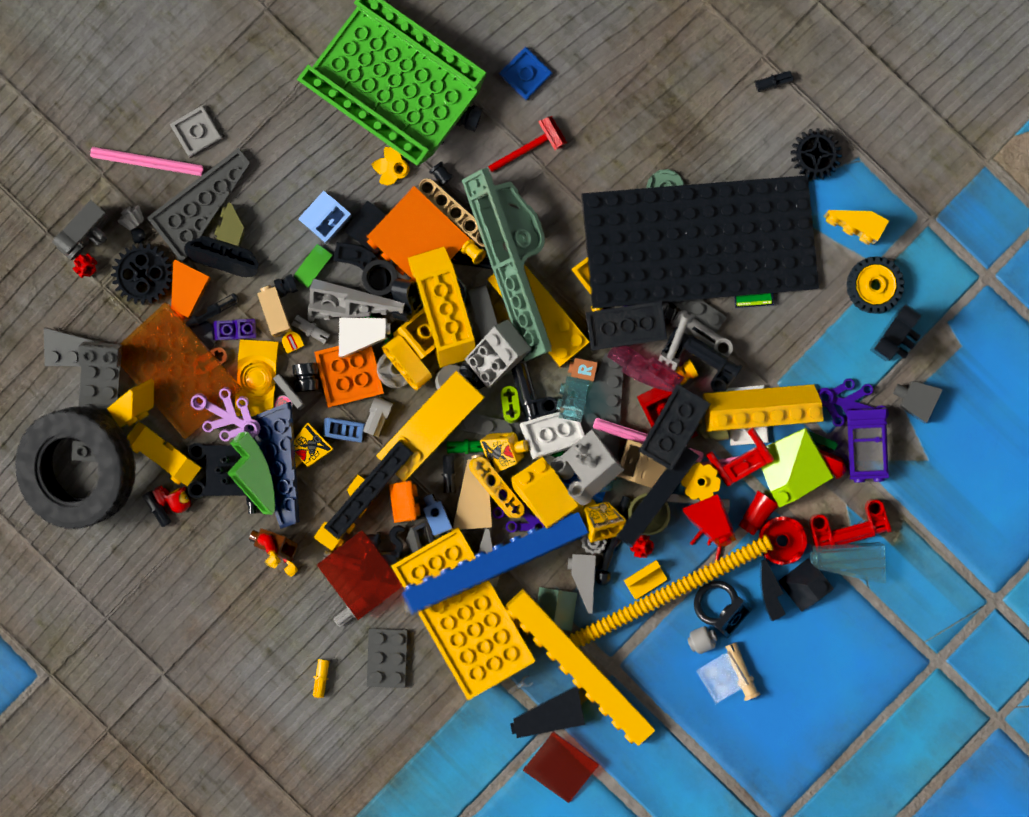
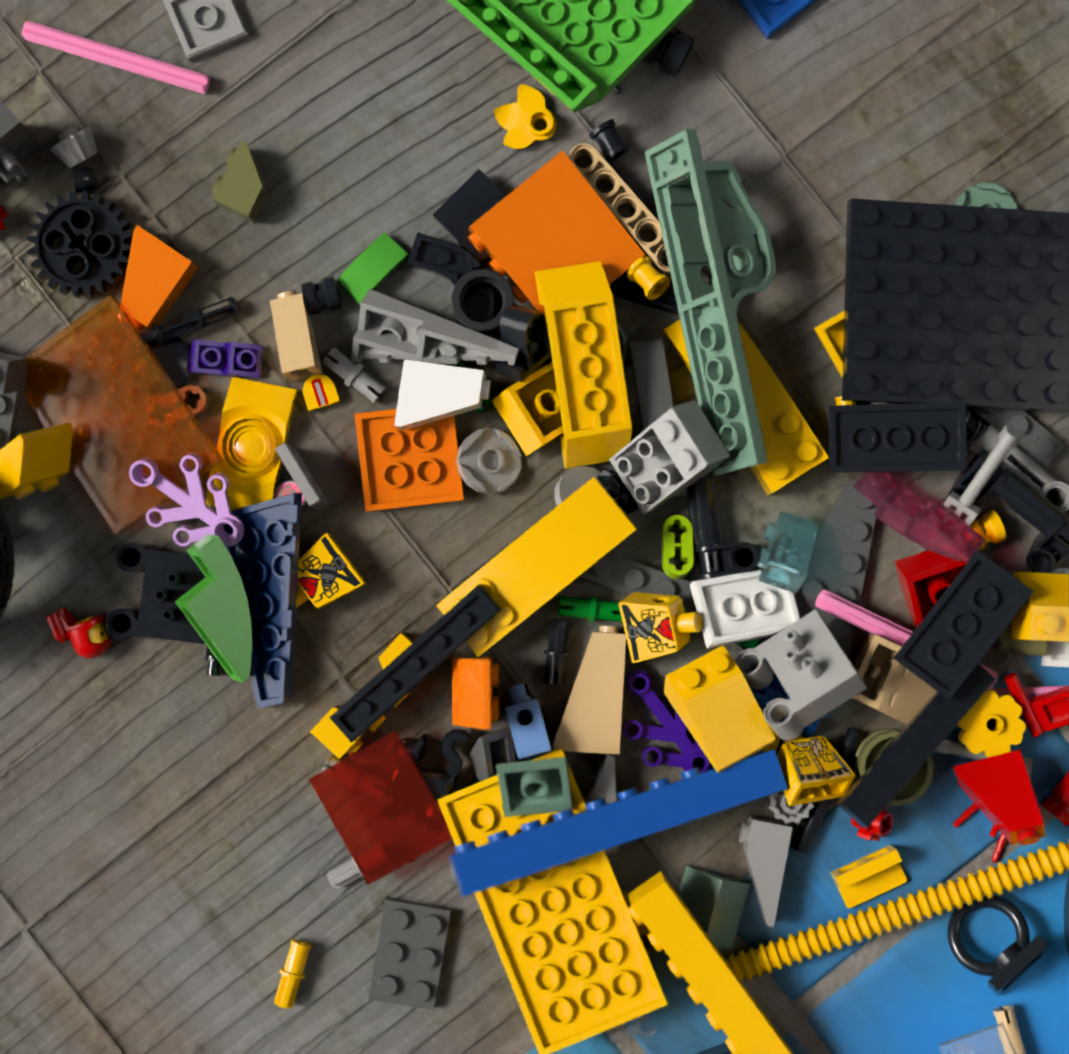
camera: 15 degrees right, 0 degrees up
(157, 509) = (52, 648): black axle -> none
(165, 455) = (78, 558): yellow brick -> none
(194, 208) = (179, 149): dark grey wing -> none
(222, 256) = (219, 231): black brick -> none
(276, 547) = (243, 739): torso -> none
(305, 377) = (334, 455): black wheel -> none
(325, 217) = (404, 189): light blue slope -> none
(326, 428) = (359, 544): medium blue slope -> none
(379, 413) = (451, 531): light grey piece -> none
(407, 362) = (510, 452): yellow beam -> none
(445, 549) = (534, 786): none -> sand green slope
(494, 489) = (633, 690): yellow beam -> none
(551, 133) = (805, 97): red piece -> none
(583, 369) = (809, 503): nougat brick -> none
(603, 577) = (798, 863): black hinge -> none
(702, 640) = (956, 996): light grey head -> none

